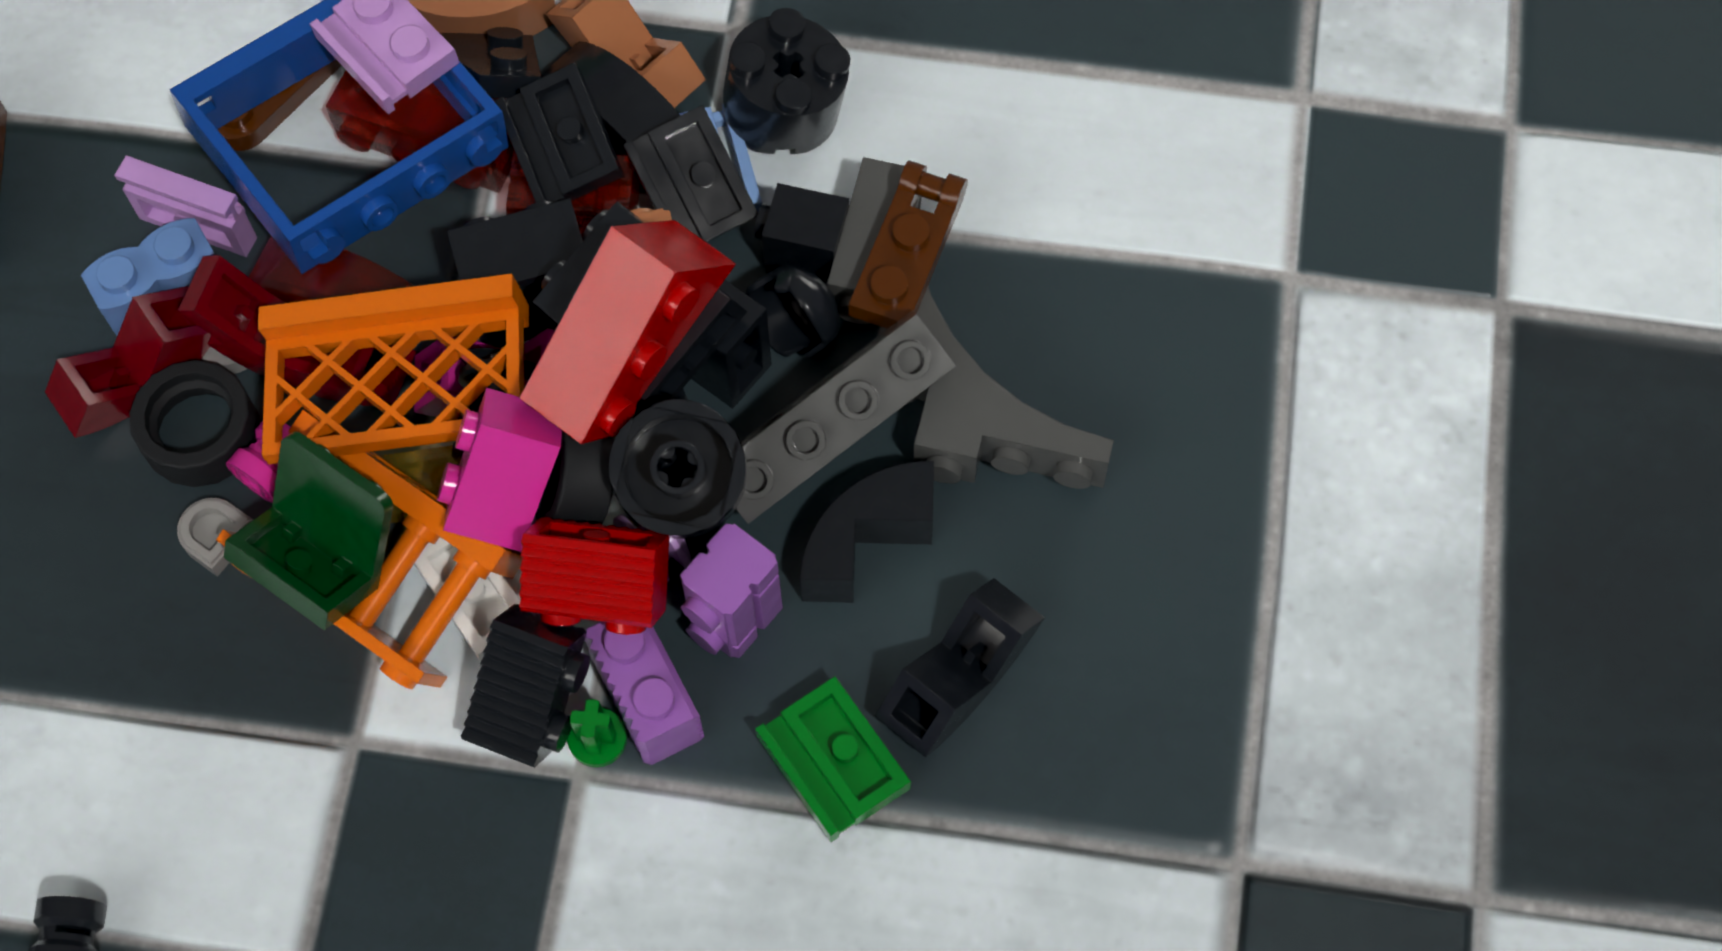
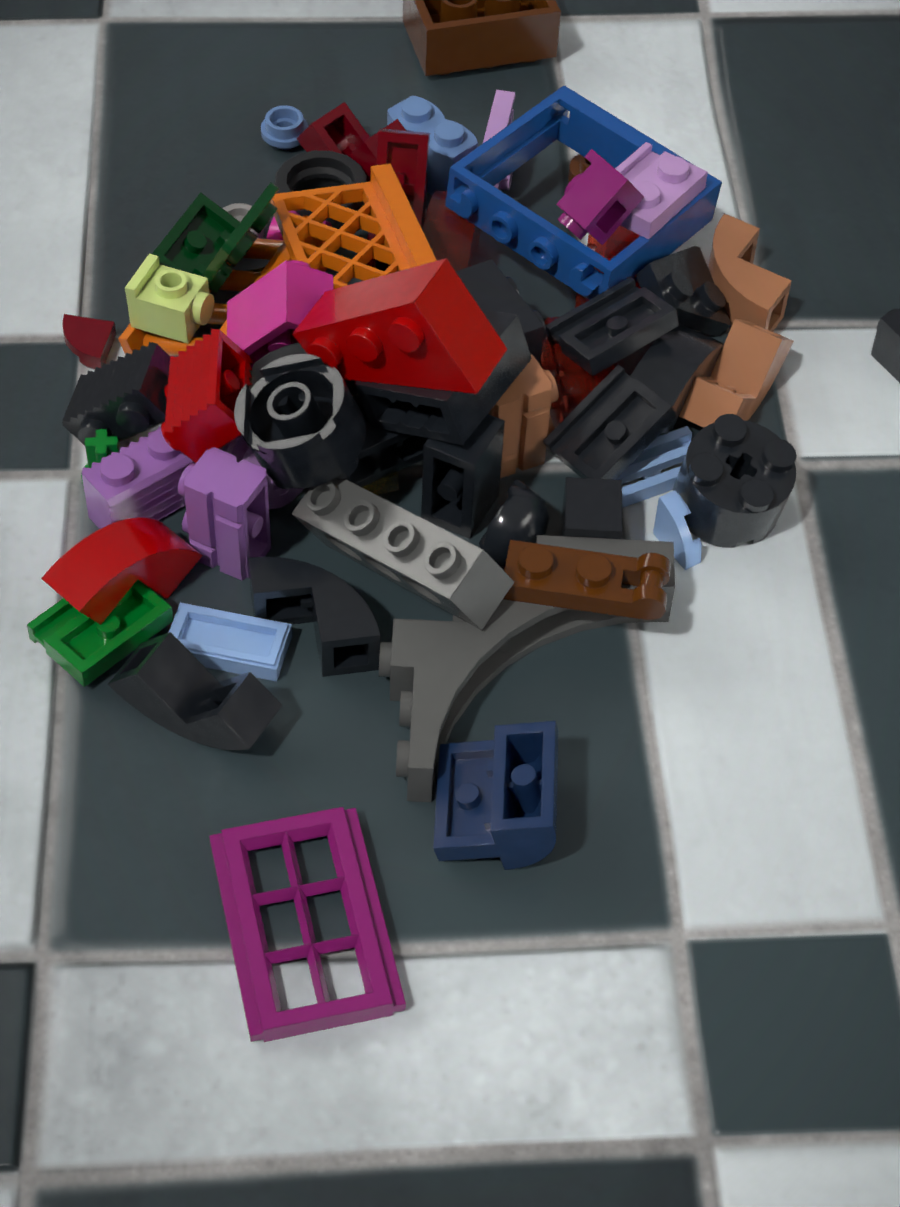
camera: 75 degrees right, 15 degrees down
(37, 439) = (283, 126): none -> medium blue plate
(369, 733) = (89, 338): none -> dark red tile
(402, 624) = (168, 300): none -> yellowish green brick
(419, 90) = (597, 200): none -> magenta brick
(784, 714) = (110, 561): none -> red brick
(820, 159) = (672, 527): none -> light blue tile
(874, 630) = (233, 640): none -> light blue tile
(1141, 386) = (499, 796): none -> dark blue brick
(1239, 660) = (248, 938): none -> magenta piece

